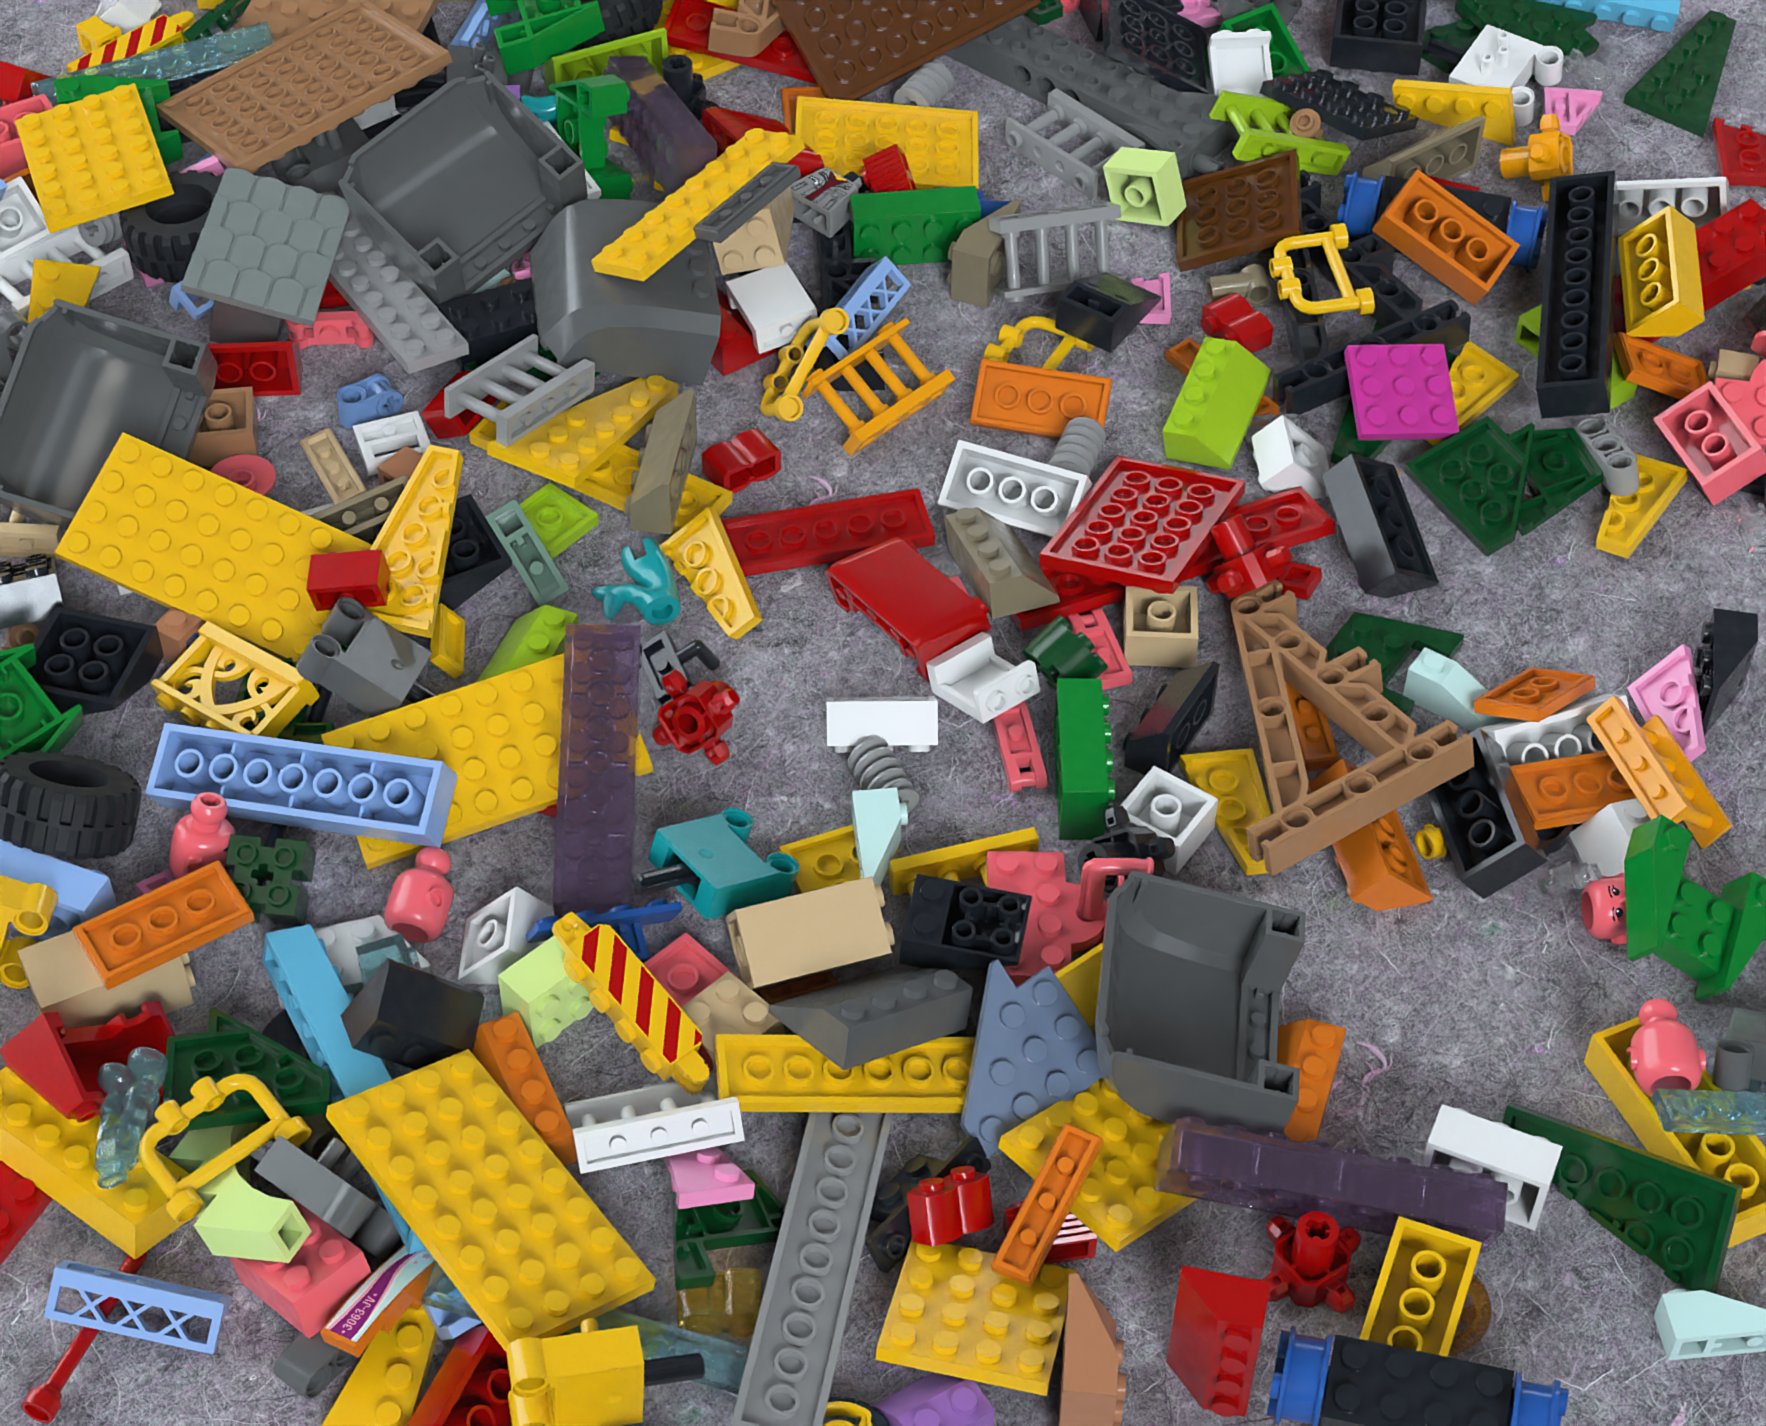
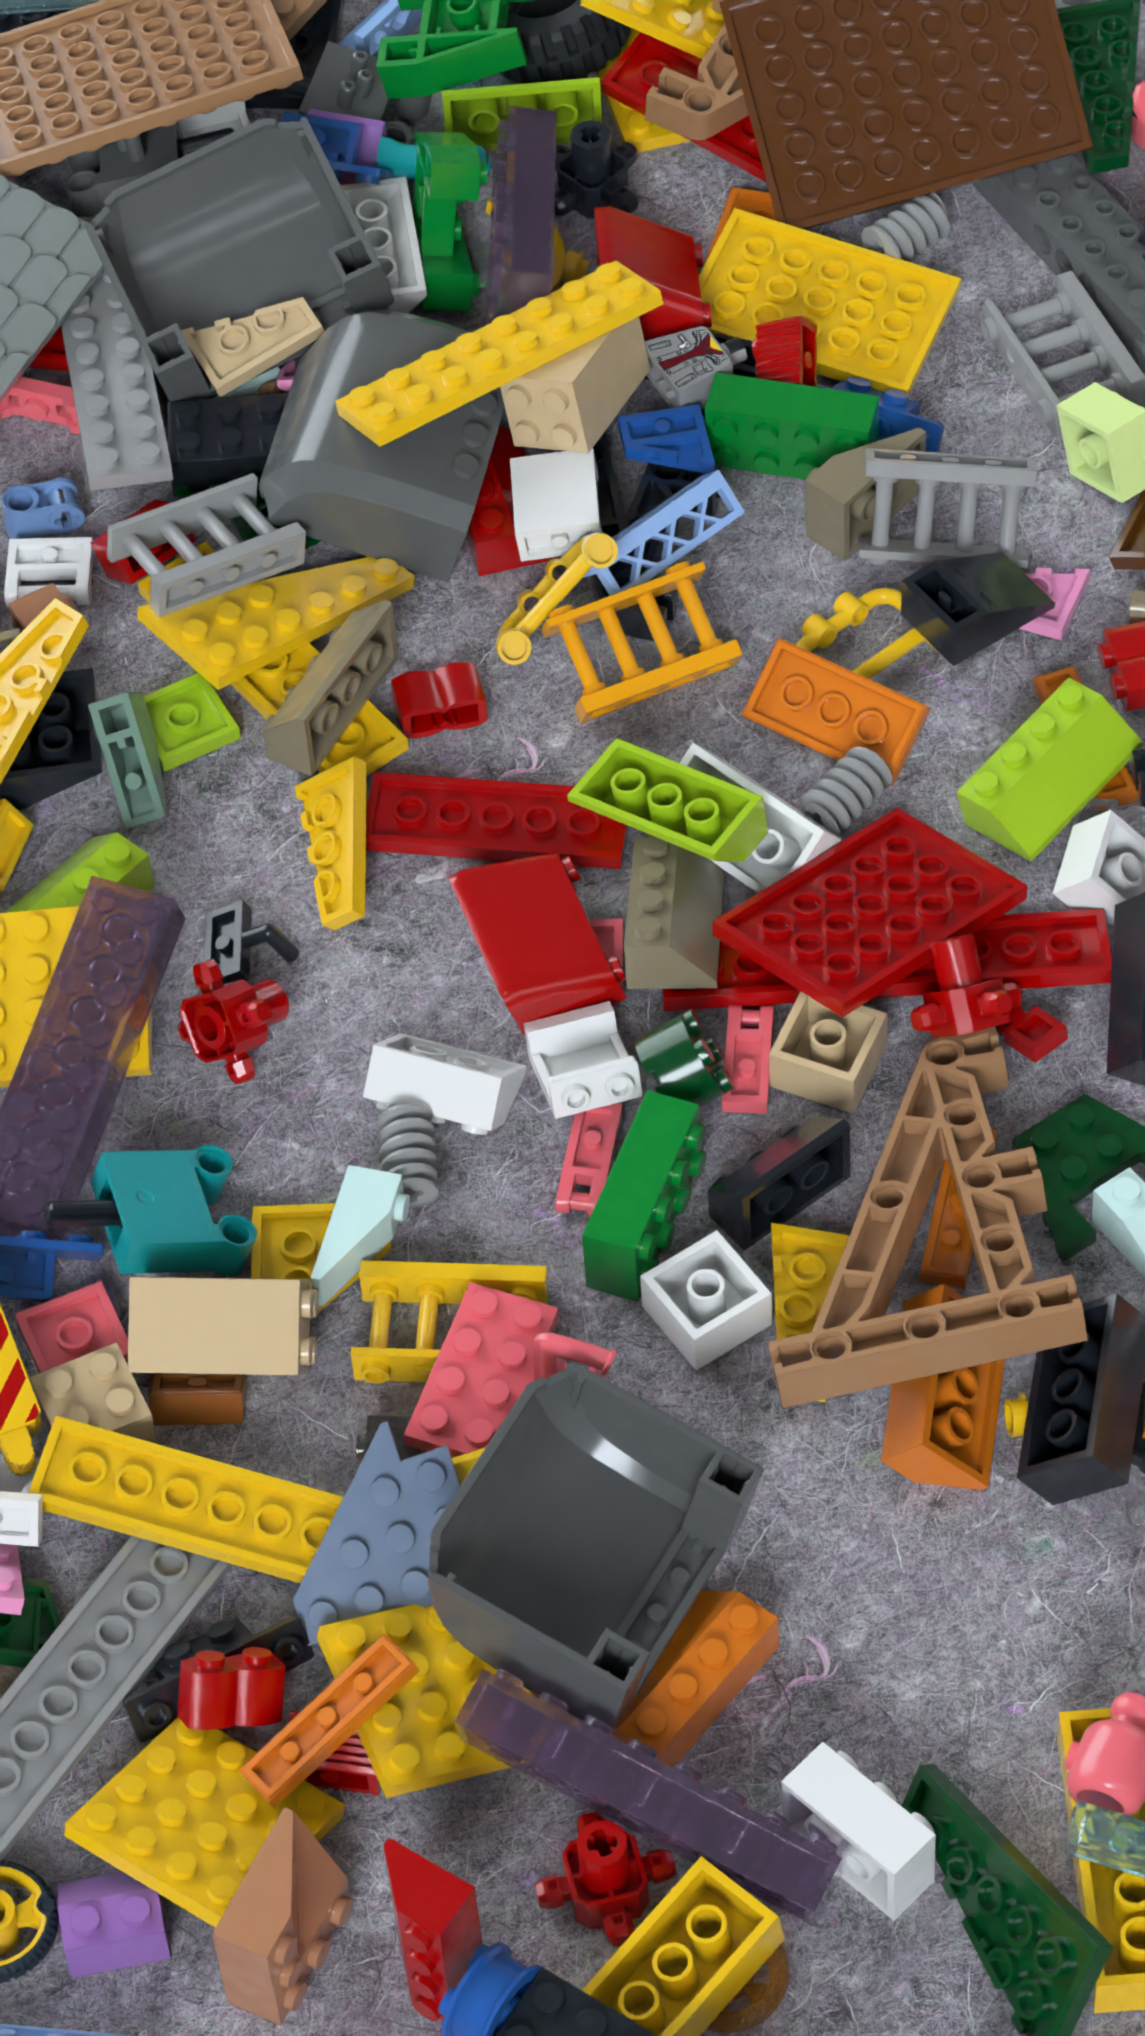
camera: 25 degrees right, 5 degrees up
(495, 245) = (250, 345): none -> tan wing
(655, 598) = (260, 860): teal piece -> none
(747, 202) = (550, 367): dark grey tile -> none
(832, 247) = (668, 438): none -> blue wing
(878, 1013) = (252, 1442): dark grey slope -> none
(962, 925) = (390, 1364): black slope -> none
(968, 479) = (673, 803): none -> lime slope
(1127, 843) = (635, 1328): black piece -> none

